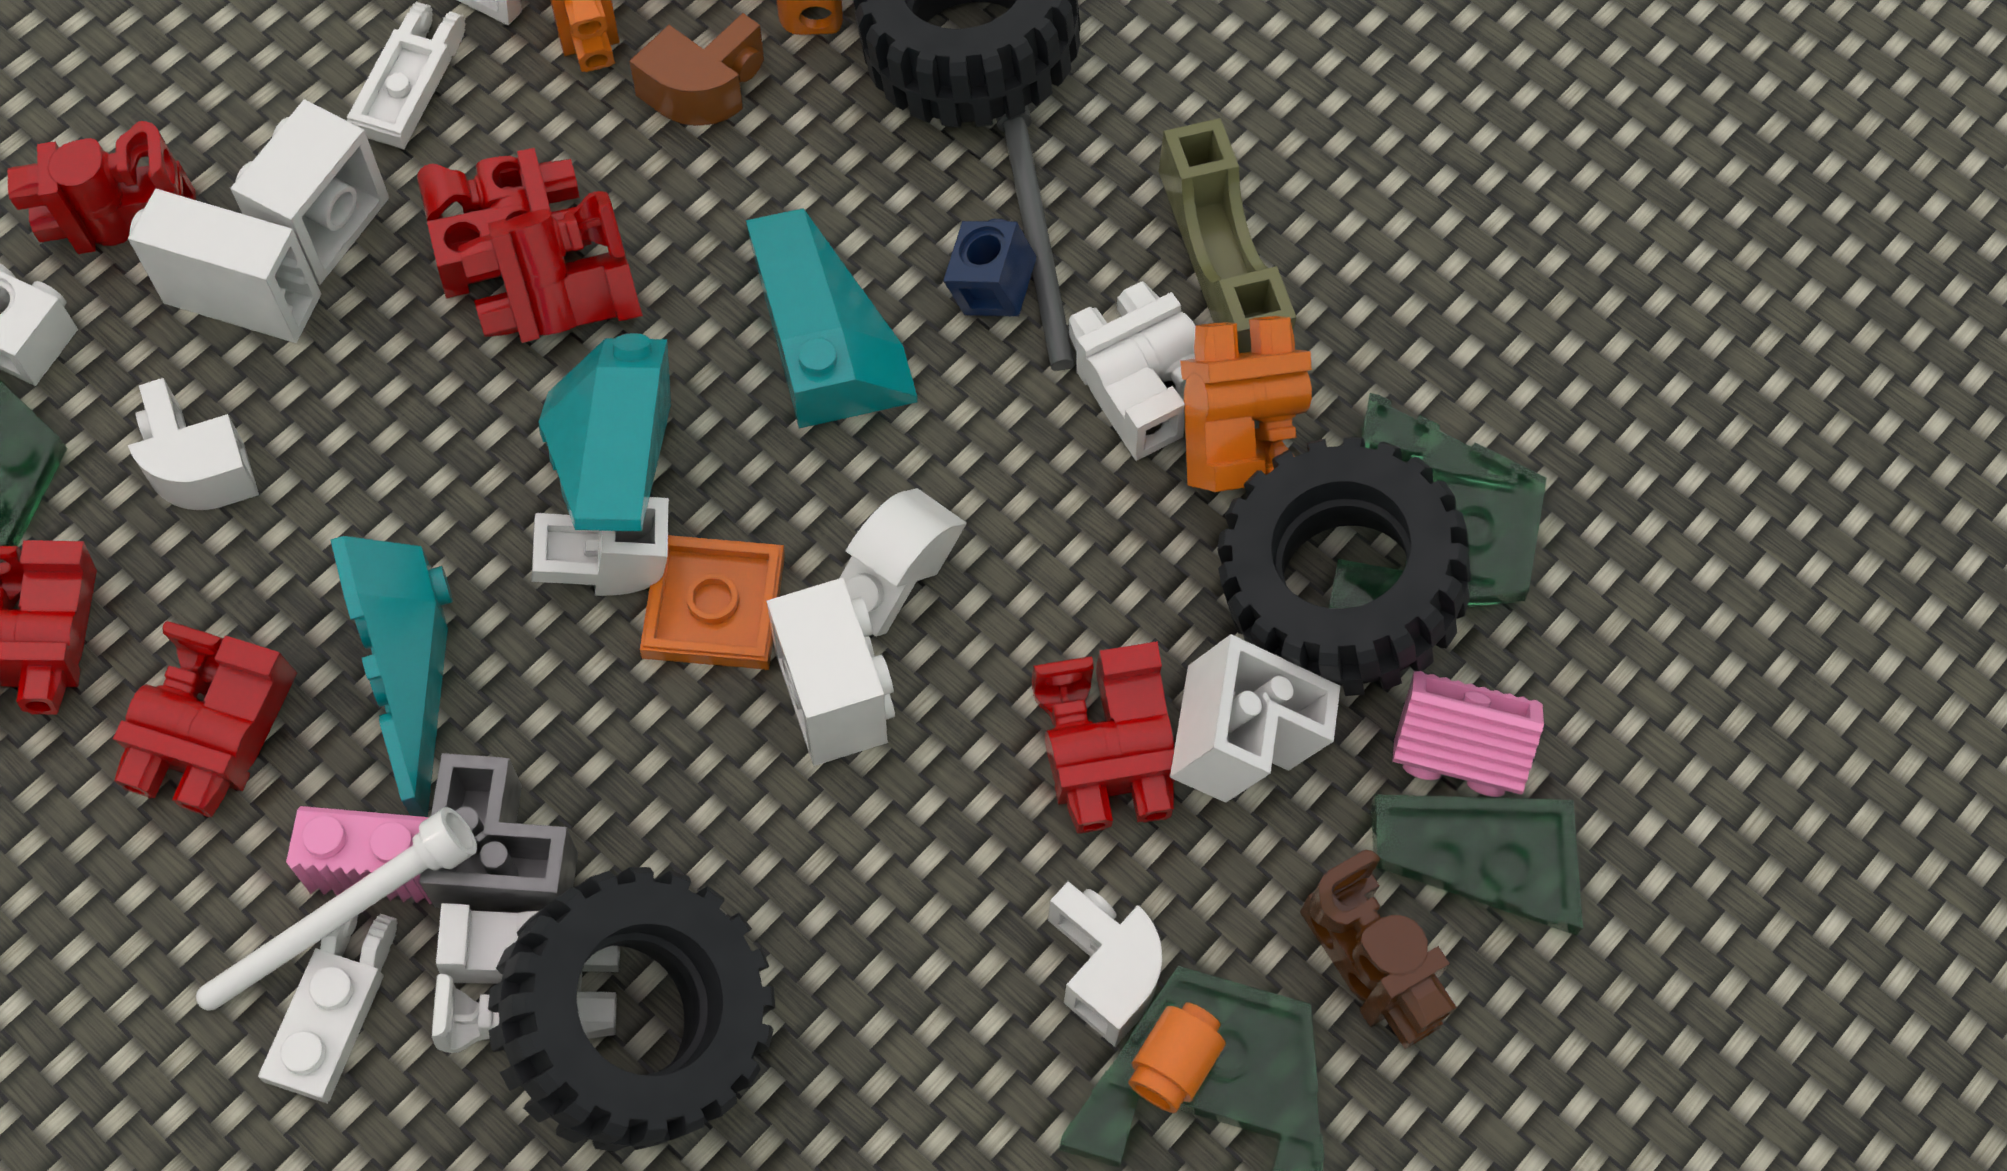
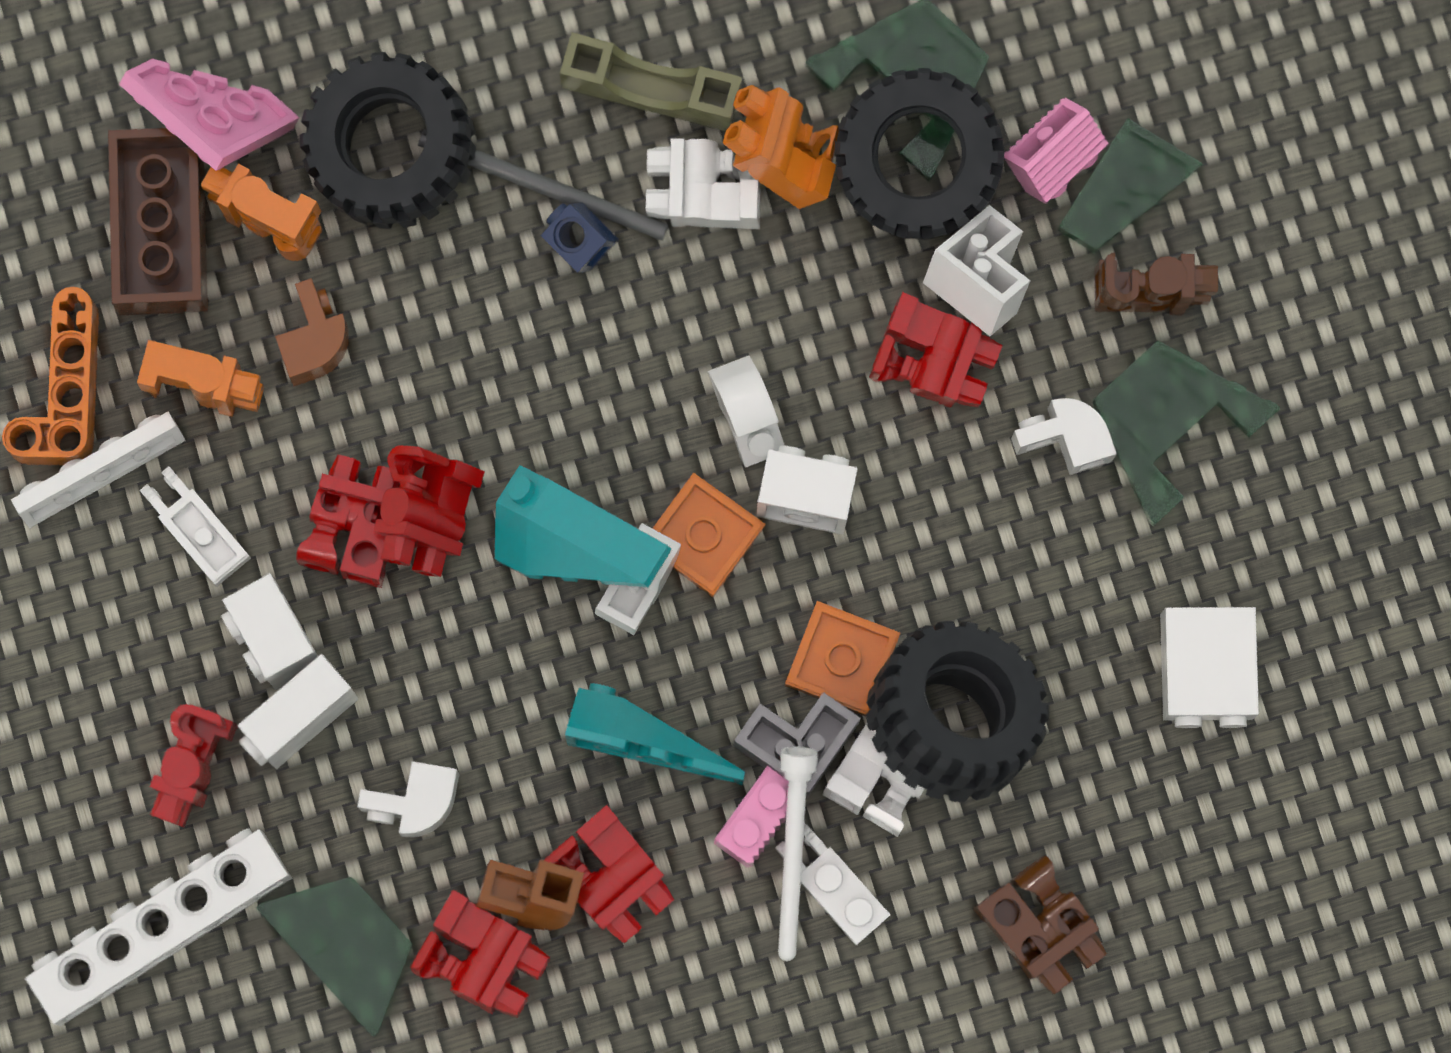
camera: 60 degrees left, 15 degrees up
(121, 628) = (535, 898): none -> dark orange brick
(647, 826) = (841, 657): none -> orange tile
(827, 330) = (554, 362): teal wedge -> none
(1177, 1056) = (1150, 431): orange brick -> none

